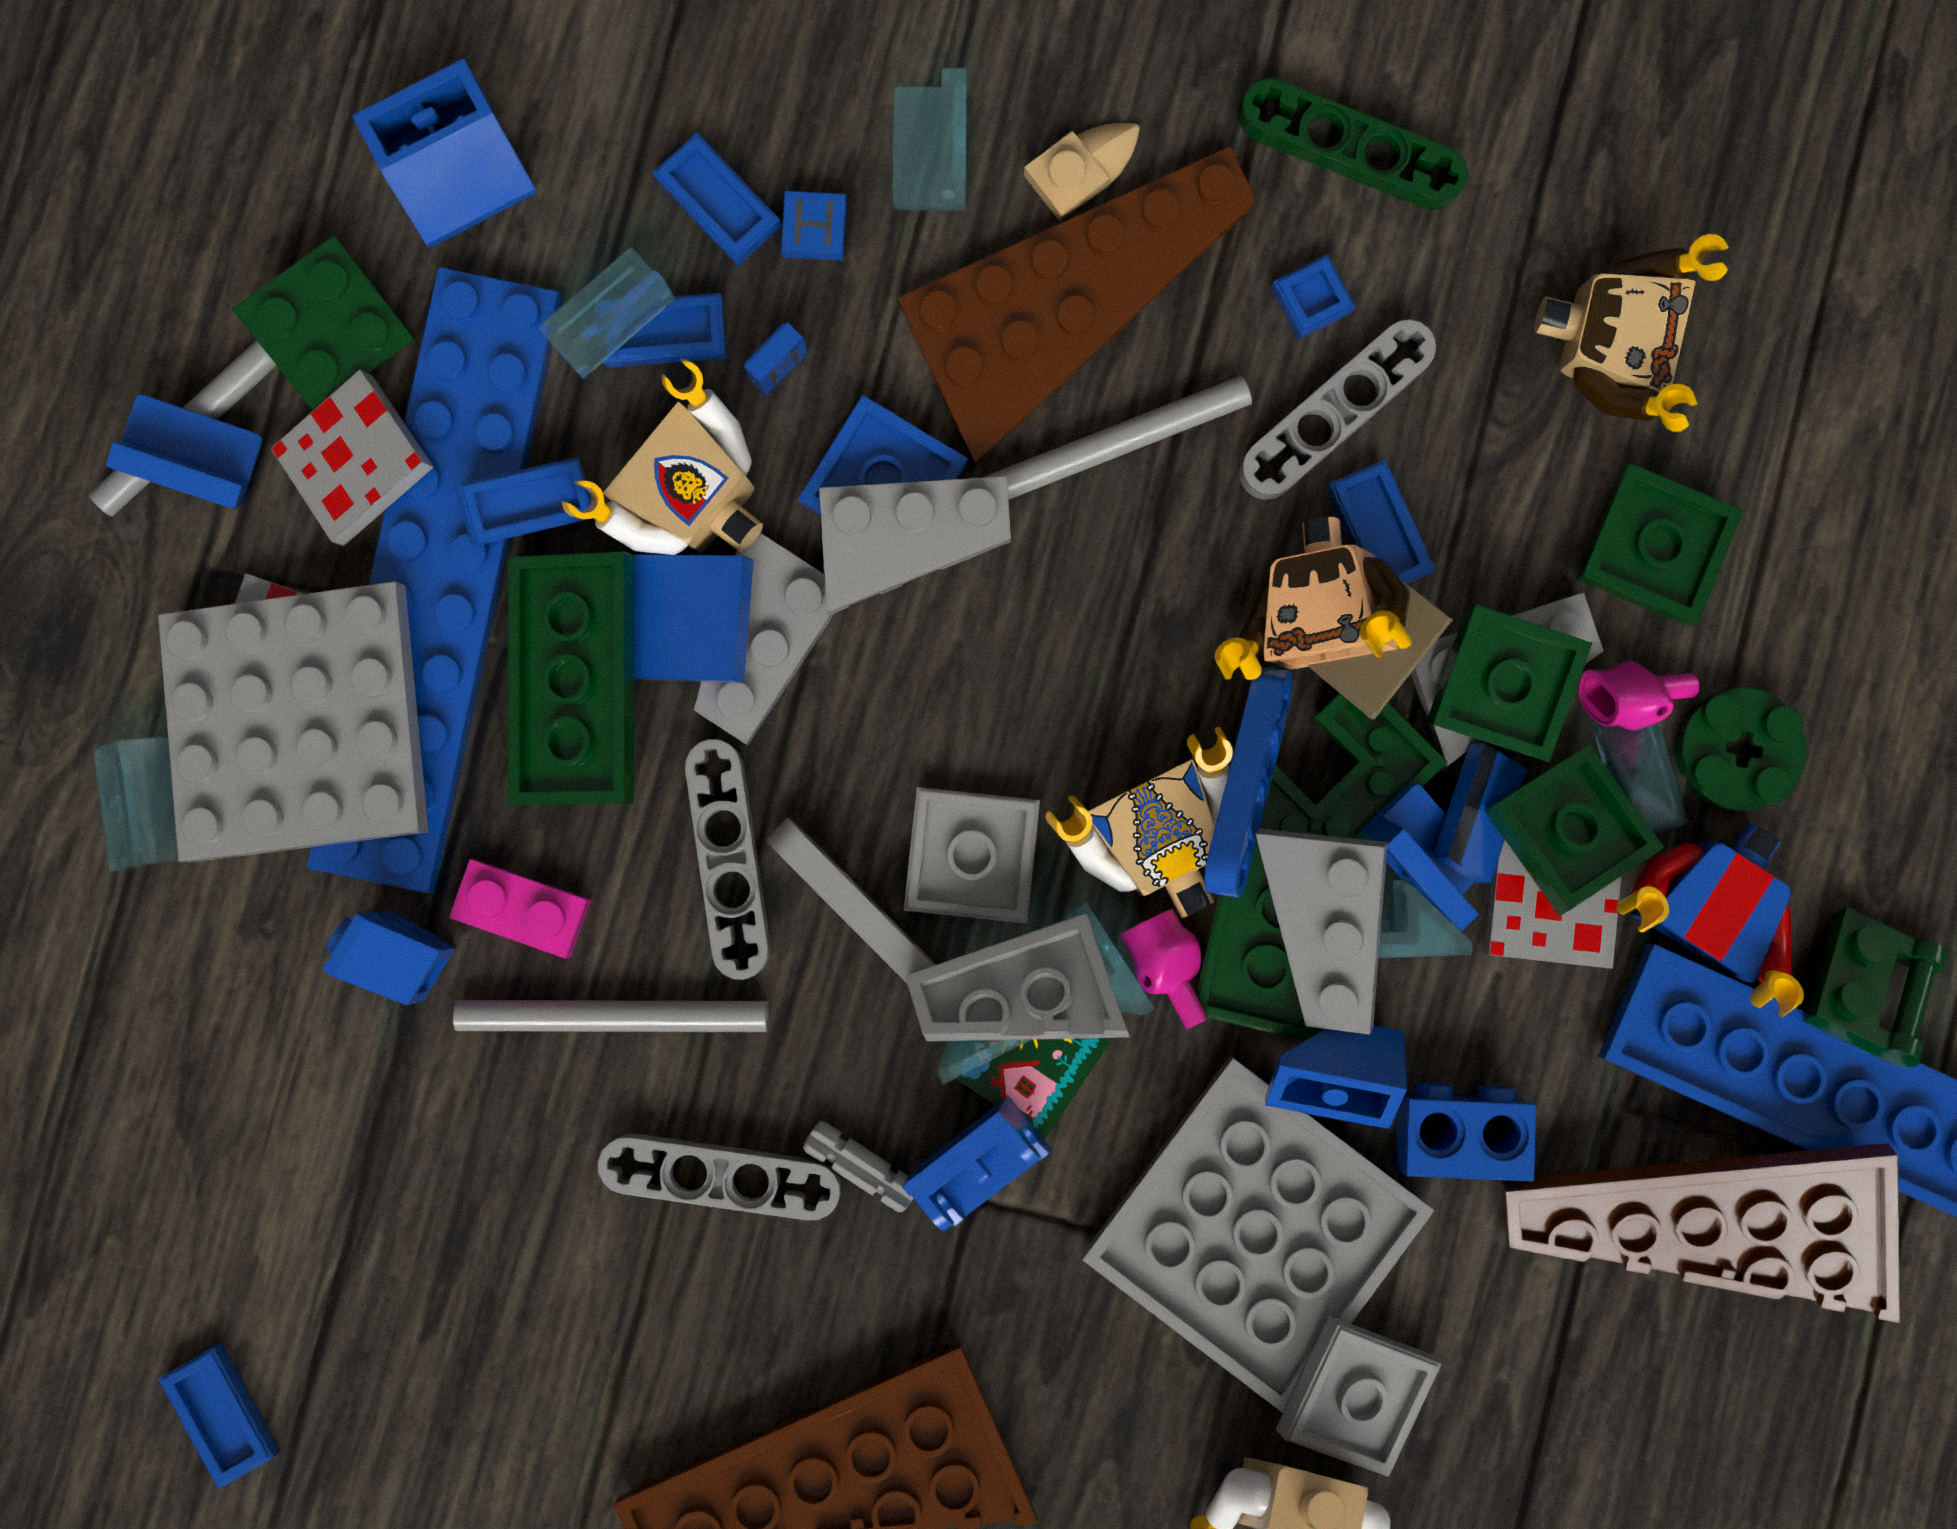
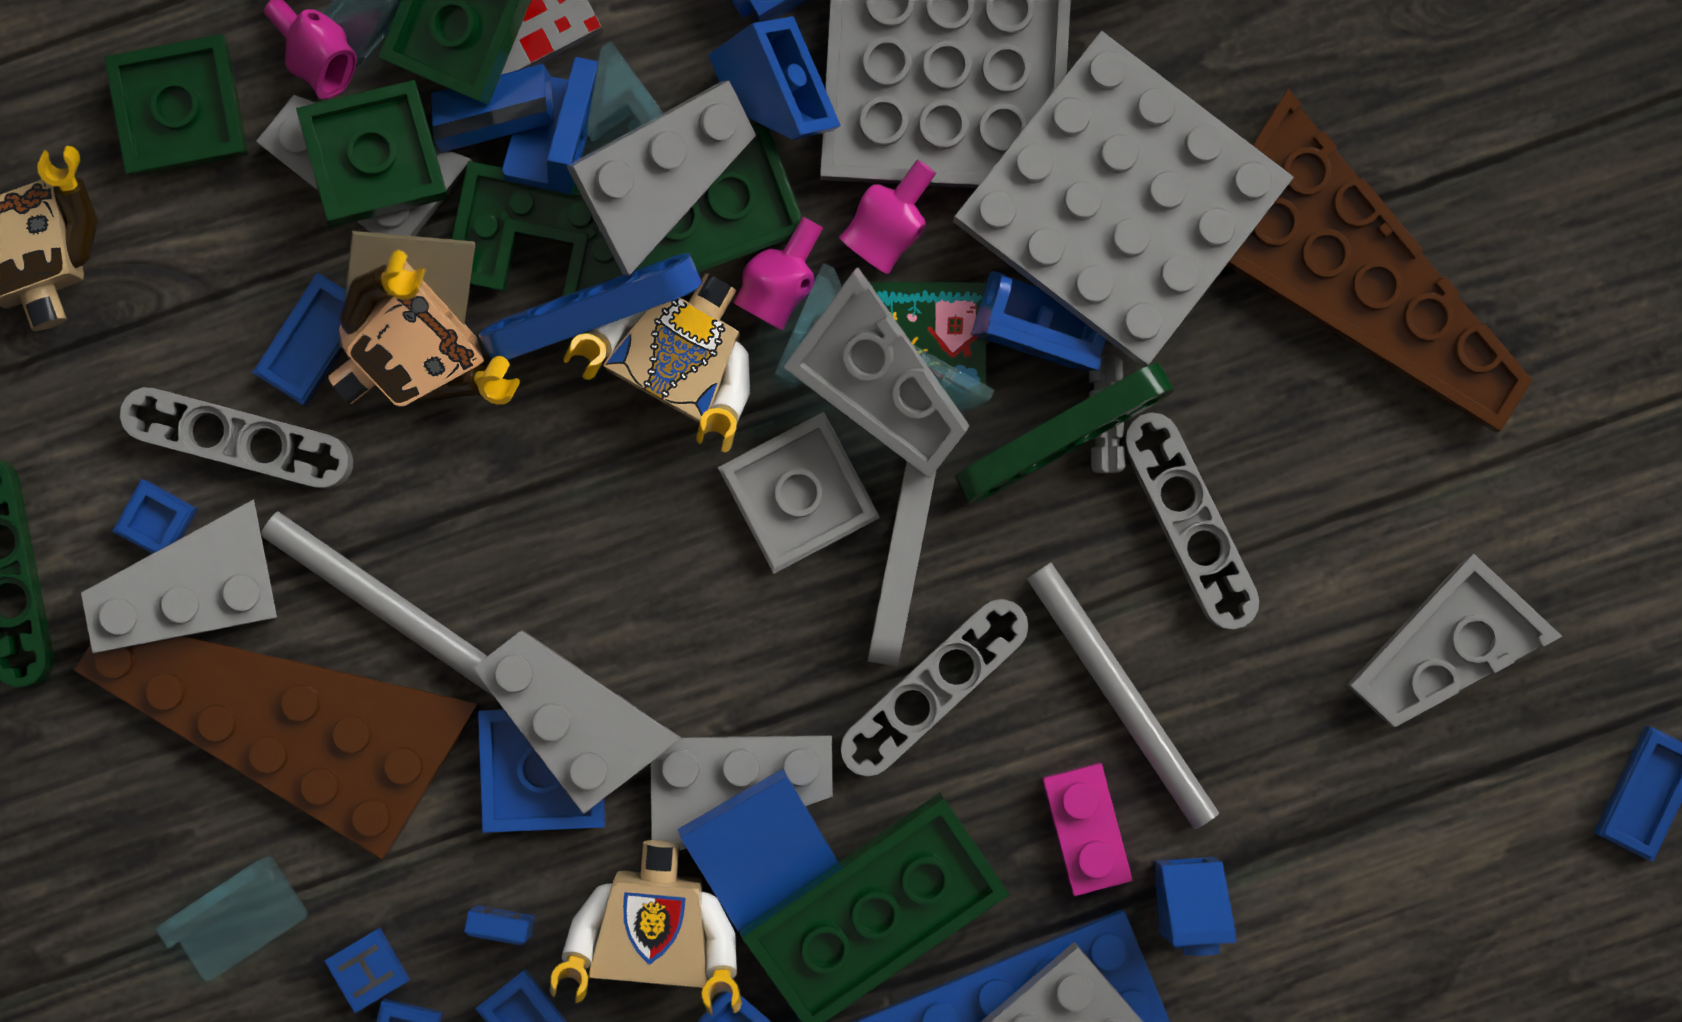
camera: 125 degrees left, 0 degrees up
(465, 1334) = (1451, 641): none -> light grey wing
(867, 1120) = (1064, 433): none -> dark green beam
(1035, 1310) = (1122, 199): none -> light grey plate
(1081, 166) = (170, 782): tan plate -> none
(1155, 1092) = (888, 219): none -> dark pink piece
(1237, 283) = (187, 588): none -> light grey wing

